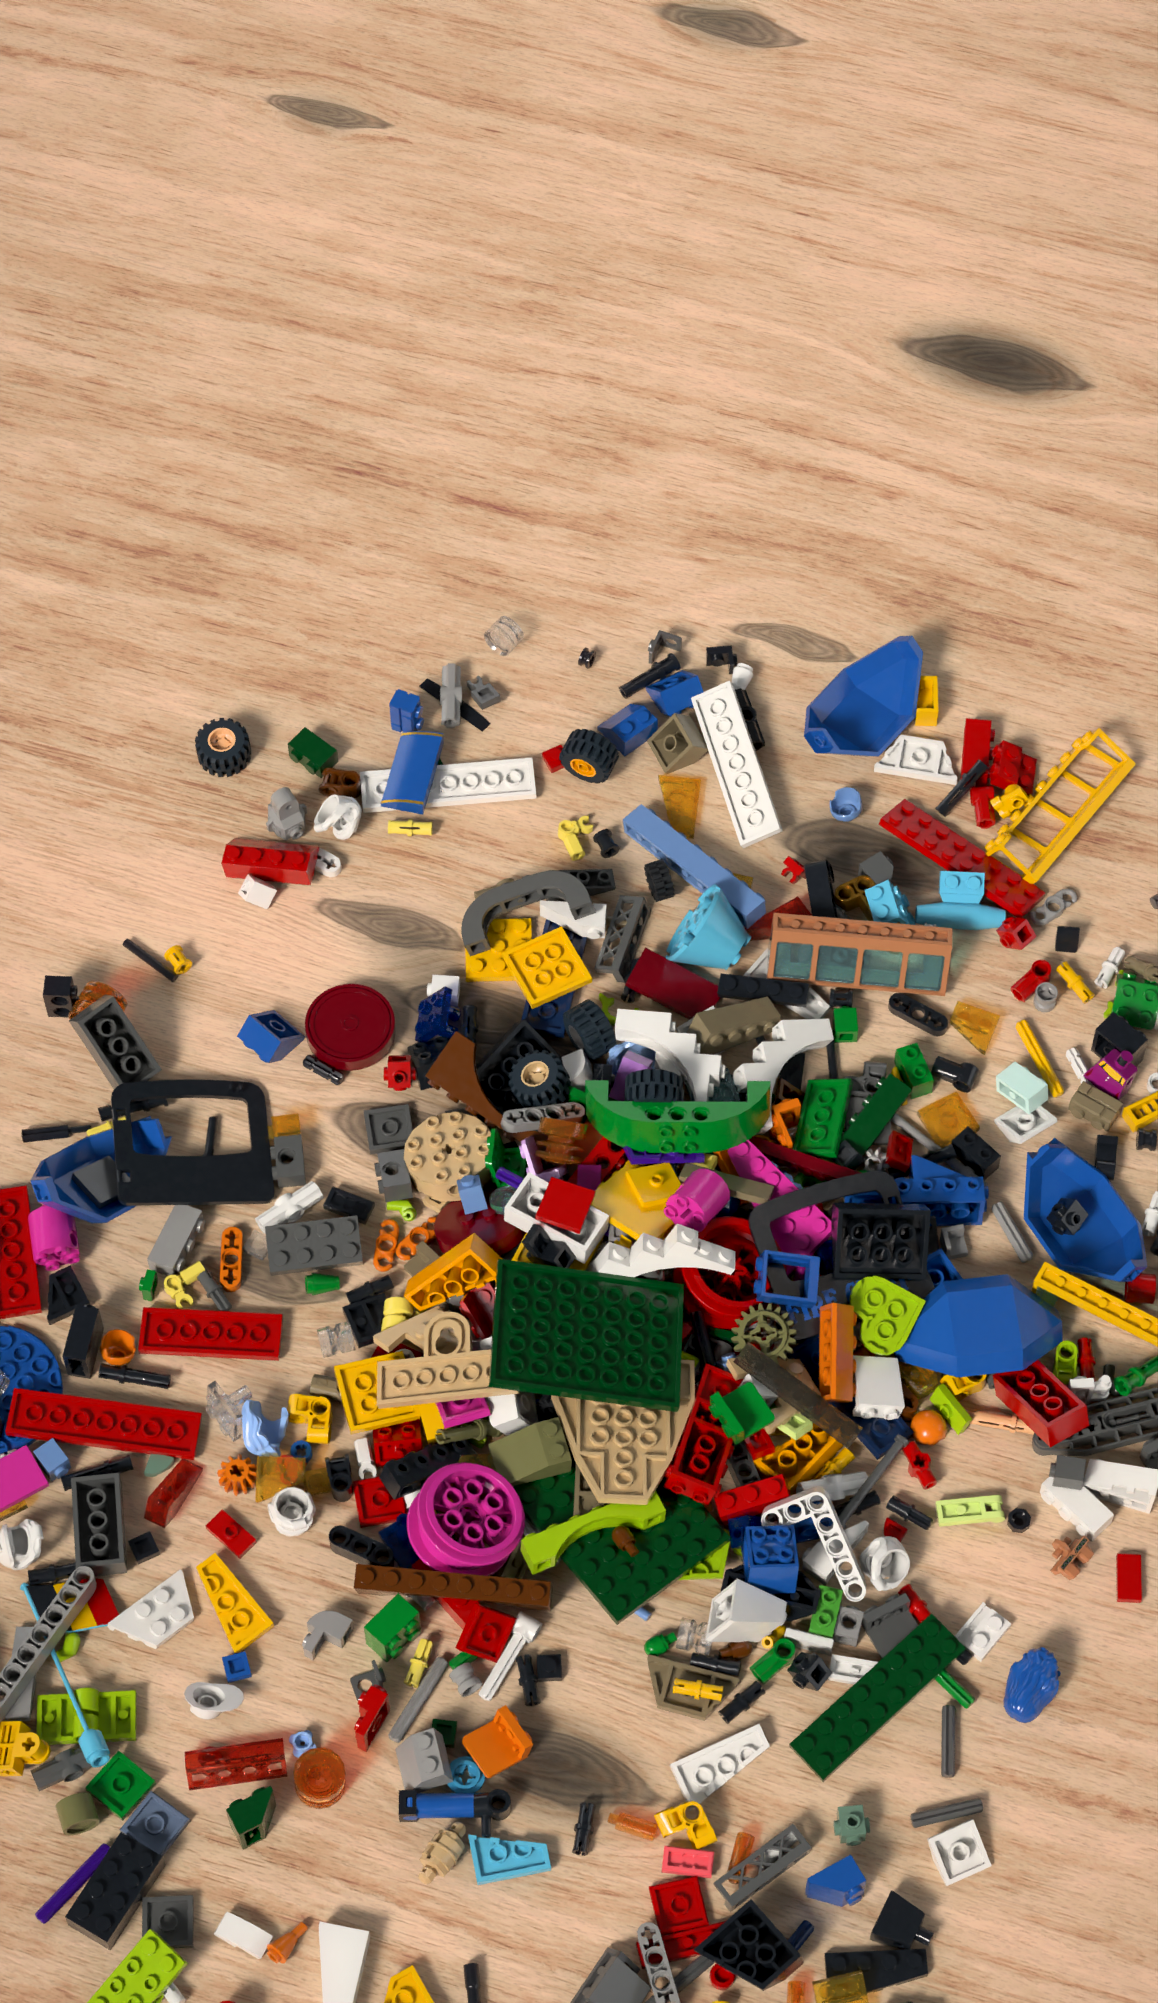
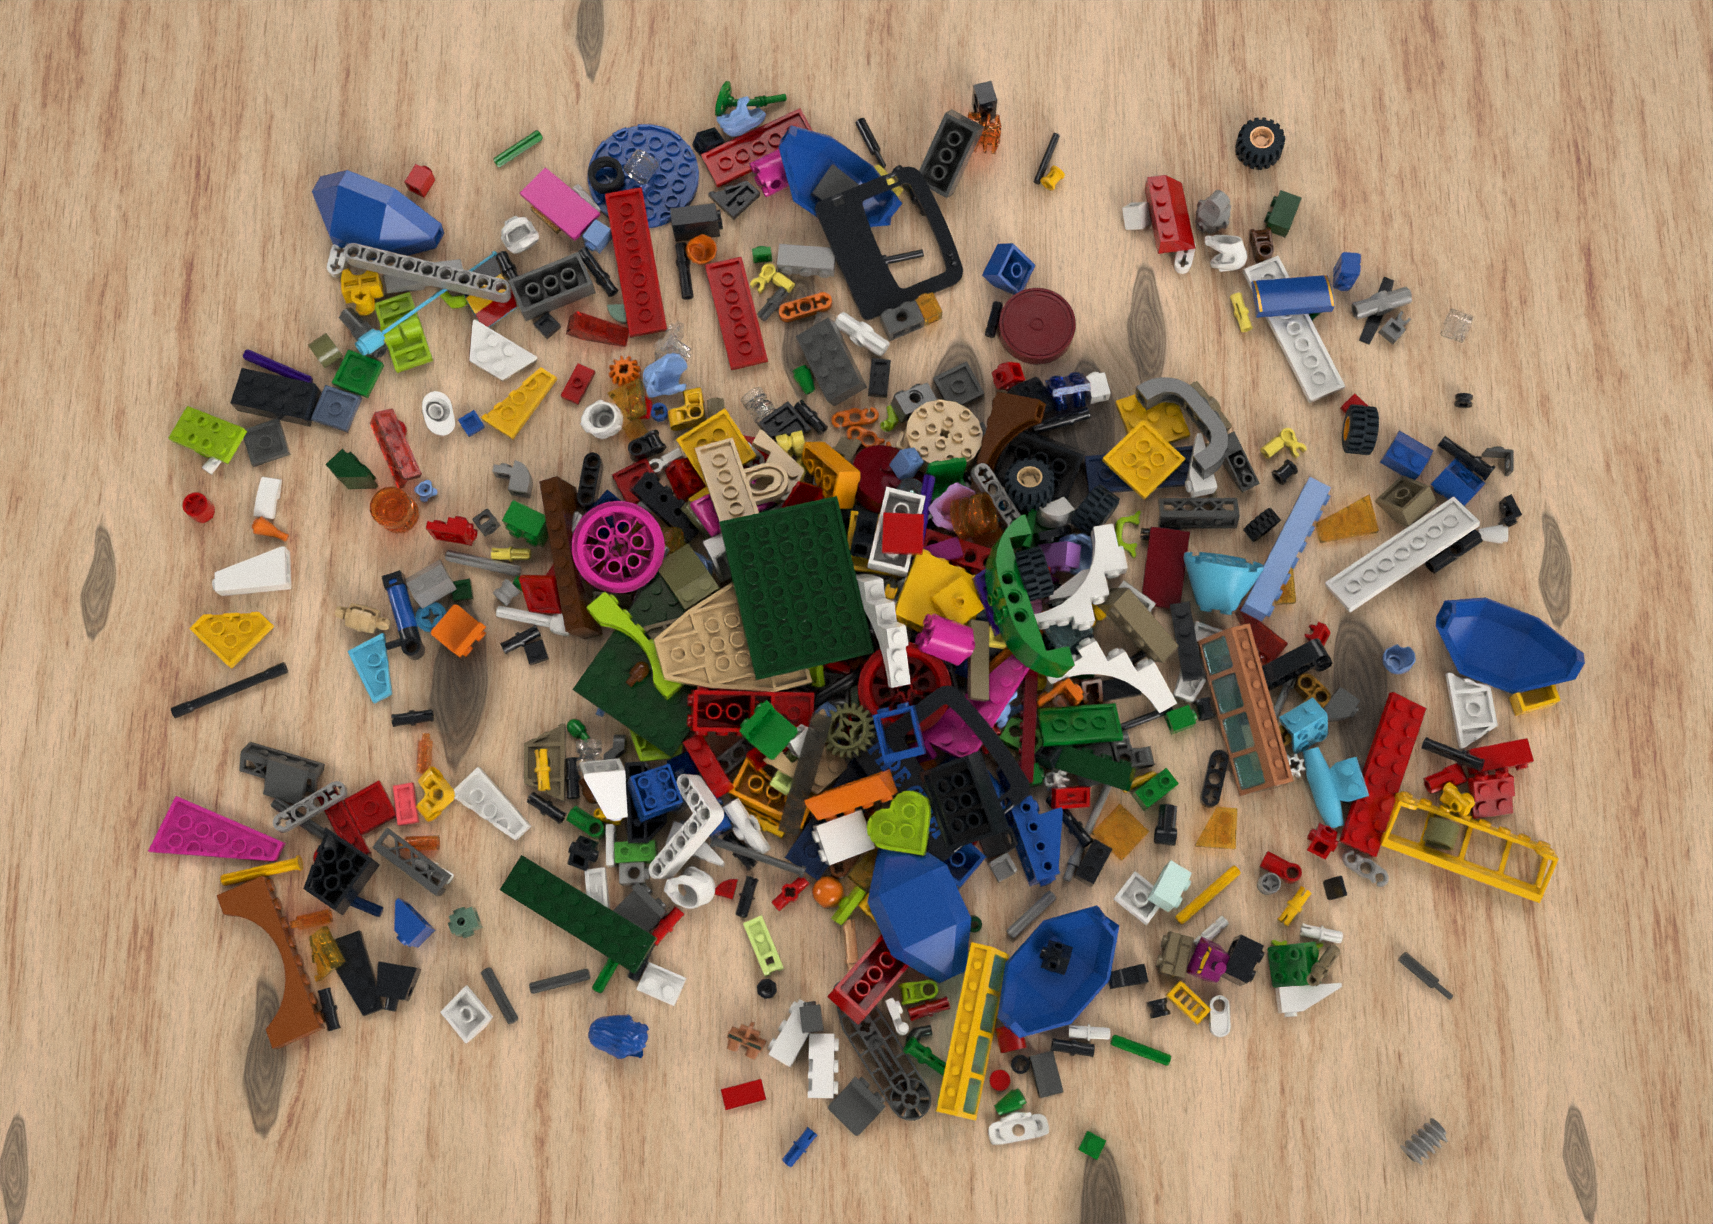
camera: 75 degrees right, 15 degrees up
(694, 1602) = (619, 747): none -> dark grey piece
(1040, 826) = (1441, 833): none -> olive piece

